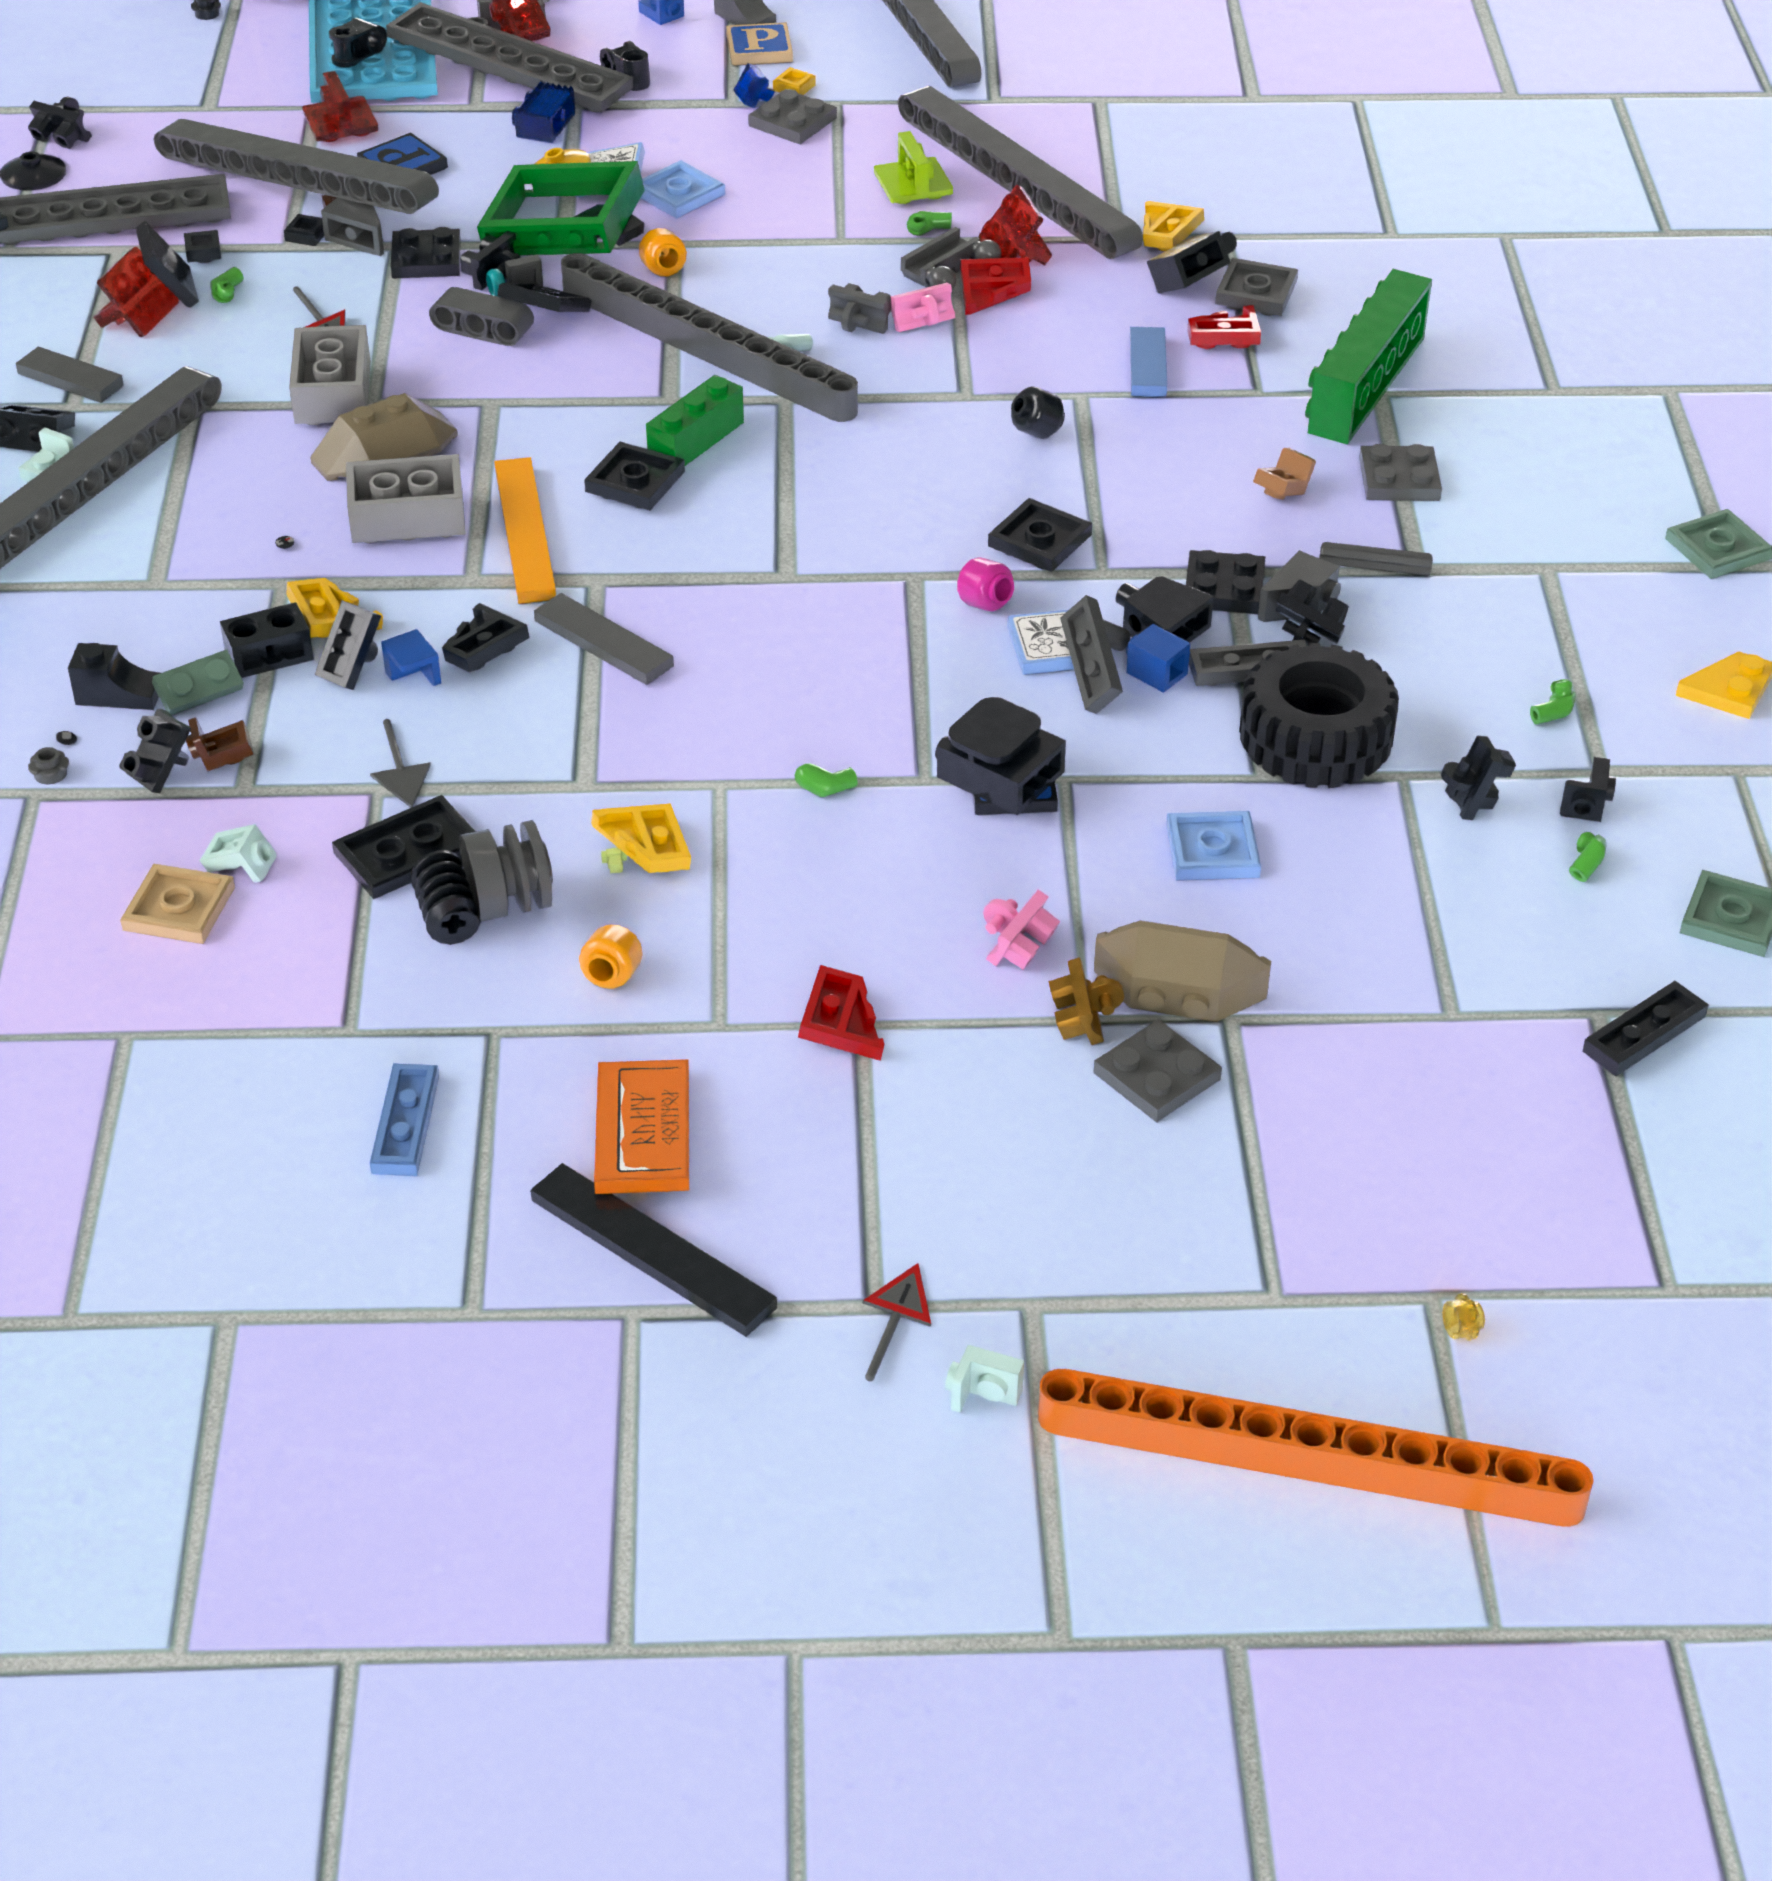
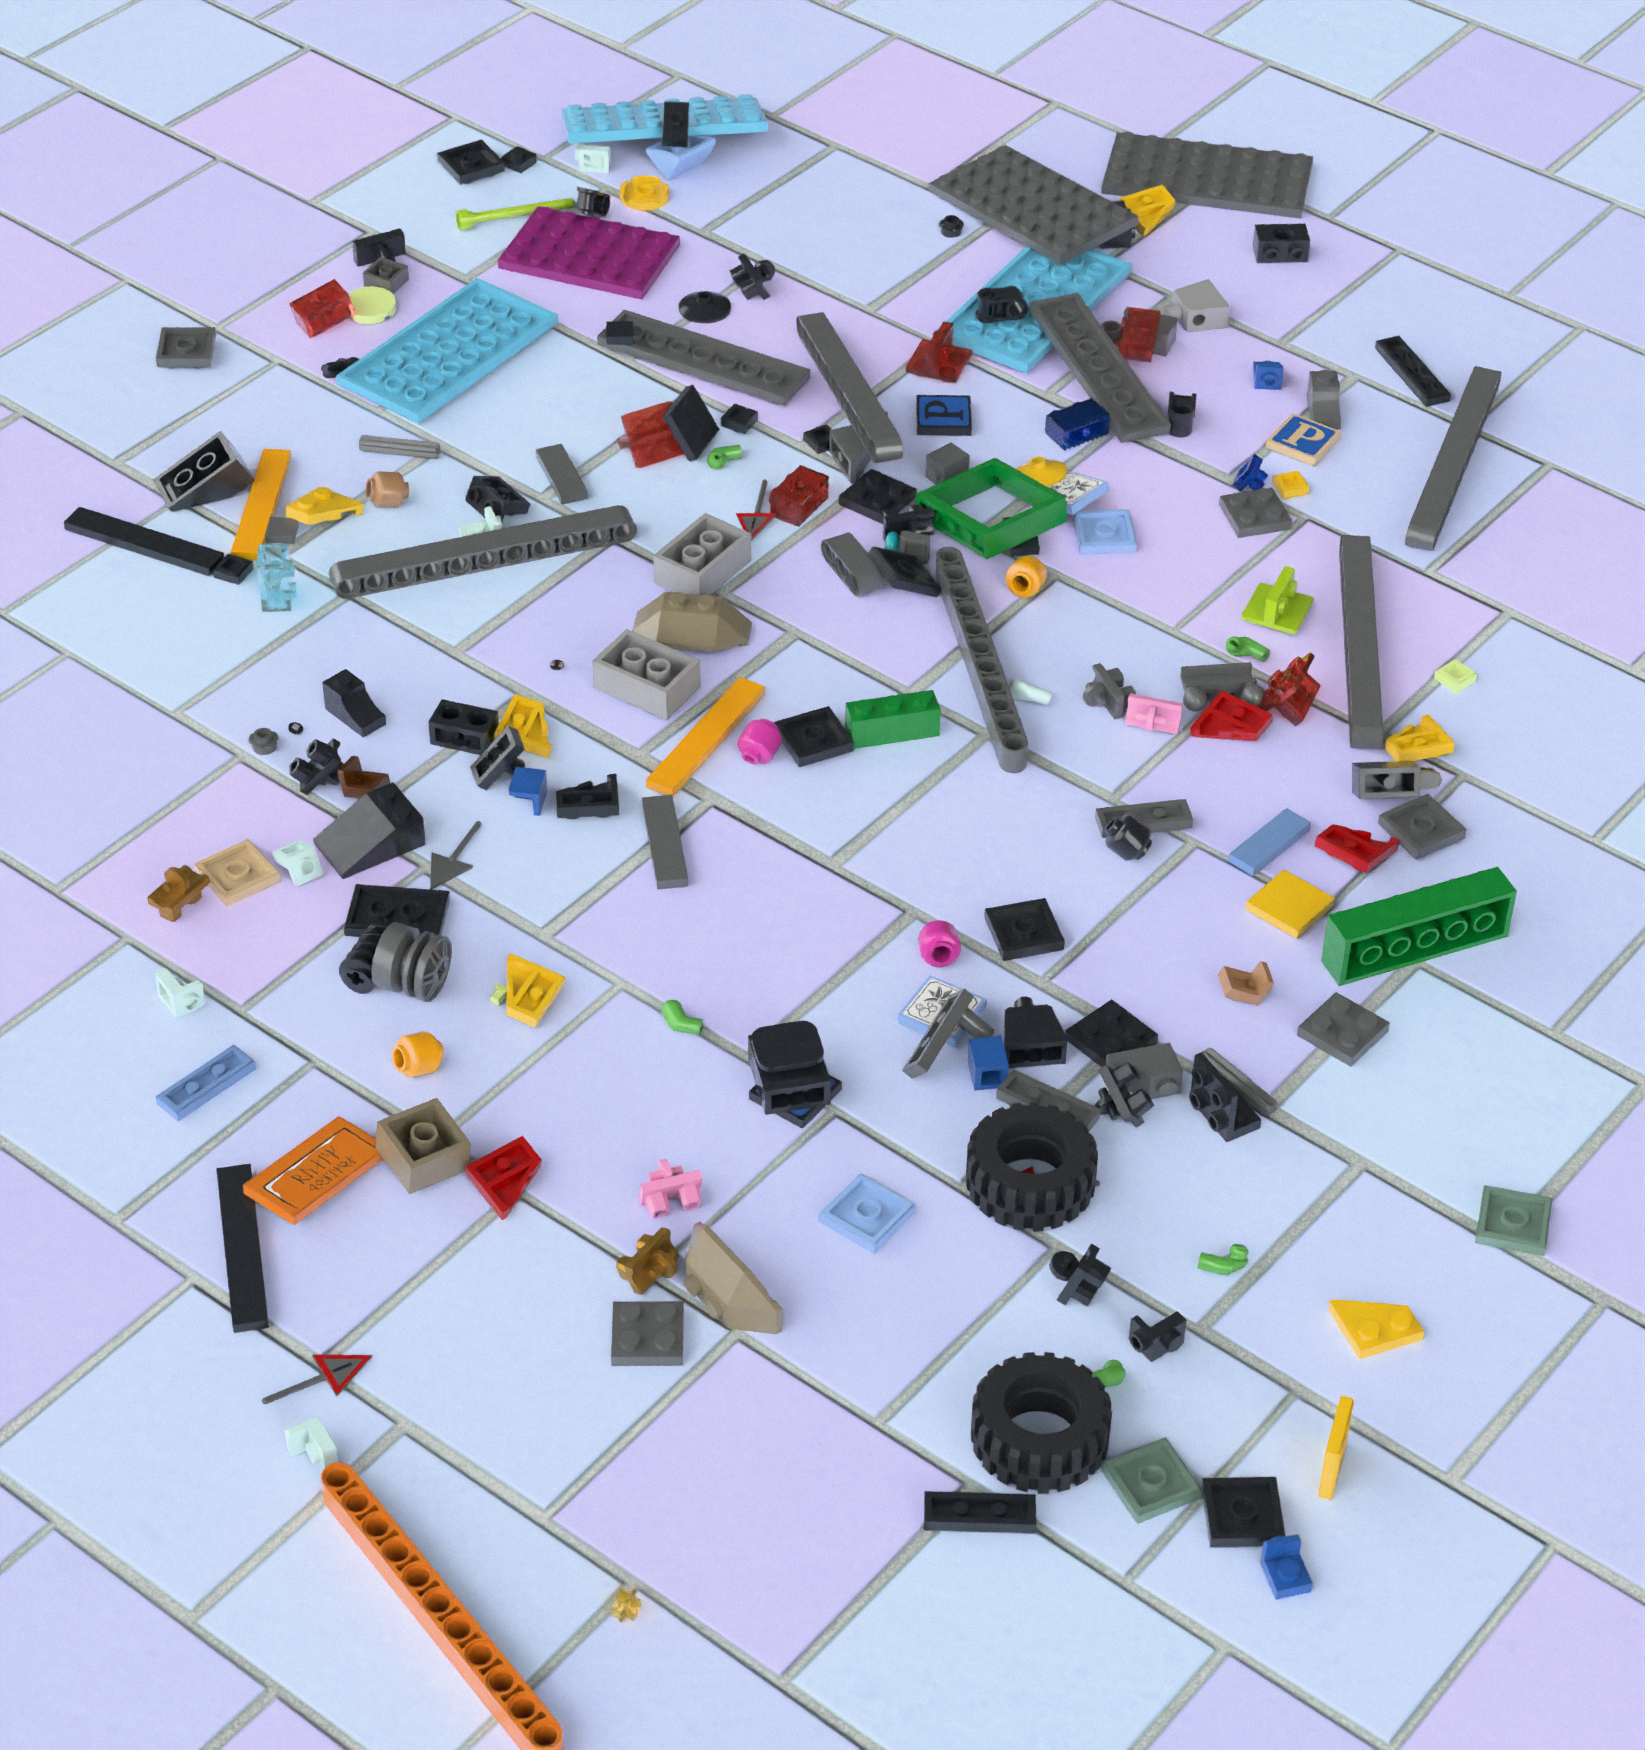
camera: 40 degrees right, 0 degrees up
(144, 953) = (180, 888): none -> pearl gold hips
(197, 682) = (397, 733): sand green plate -> none
(267, 1052) = (176, 996): none -> light aqua bracket
(290, 781) = (372, 832): none -> slope
(351, 282) = (799, 495): none -> clear red brick
(466, 196) = (946, 463): none -> dark grey brick
(591, 502) = (759, 741): none -> dark pink head
(737, 1031) = (423, 1145): none -> dark tan brick
(997, 406) = (1155, 815): none -> dark grey plate
(1125, 164) = (1455, 676): none -> yellowish green tile
(1229, 400) = (1290, 903): none -> yellow tile
(1392, 572) = (1220, 1102): none -> black bracket
(1600, 950) = (1033, 1458): none -> black tyre

